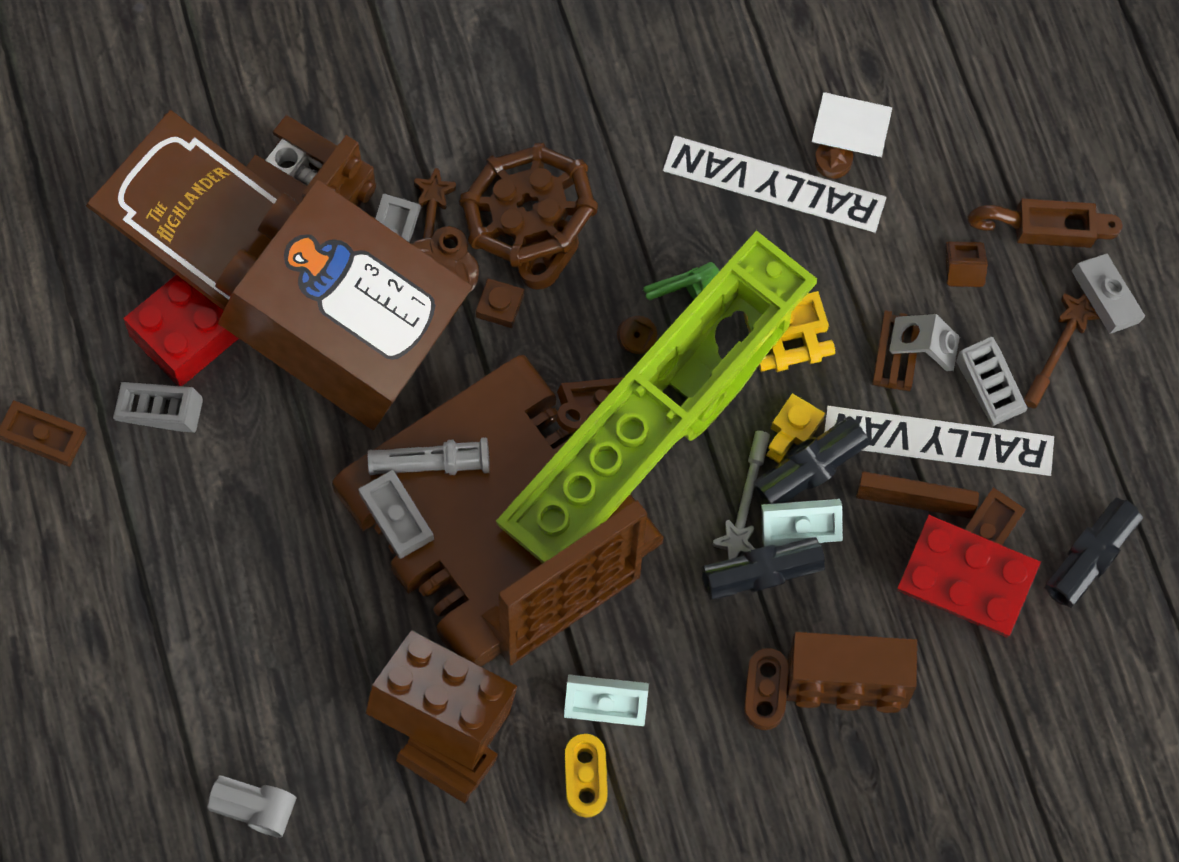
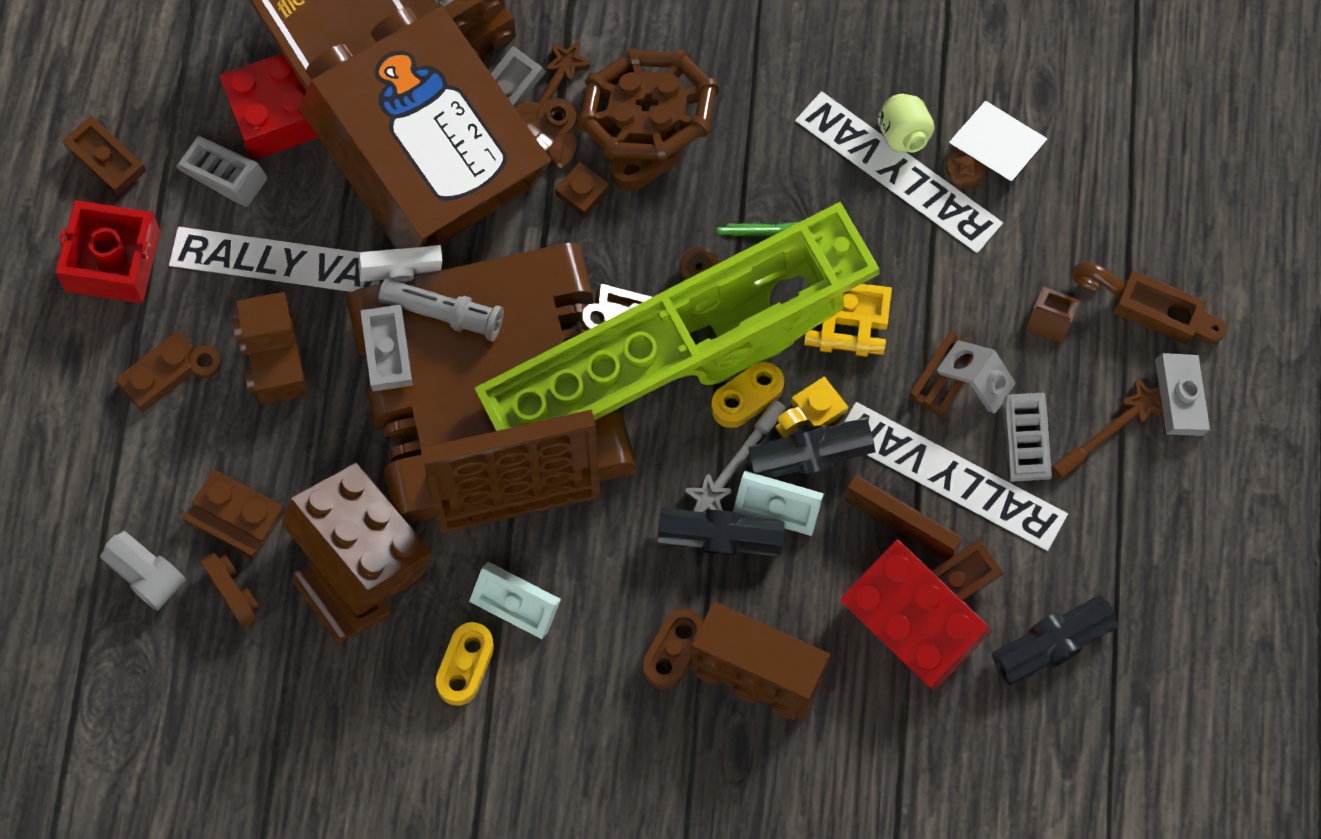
camera: 25 degrees right, 0 degrees up
(89, 521) = (108, 251): none -> red brick
(187, 612) = (165, 369): none -> reddish brown hinge
(252, 470) = (267, 259): none -> white sticker
(279, 548) = (271, 341): none -> reddish brown brick
(312, 721) = (233, 514): none -> reddish brown plate
(328, 781) = (239, 602): none -> reddish brown plate
(373, 433) = (399, 264): none -> white plate
(732, 434) = (749, 393): none -> yellow plate
(765, 138) = (905, 123): none -> yellowish green head

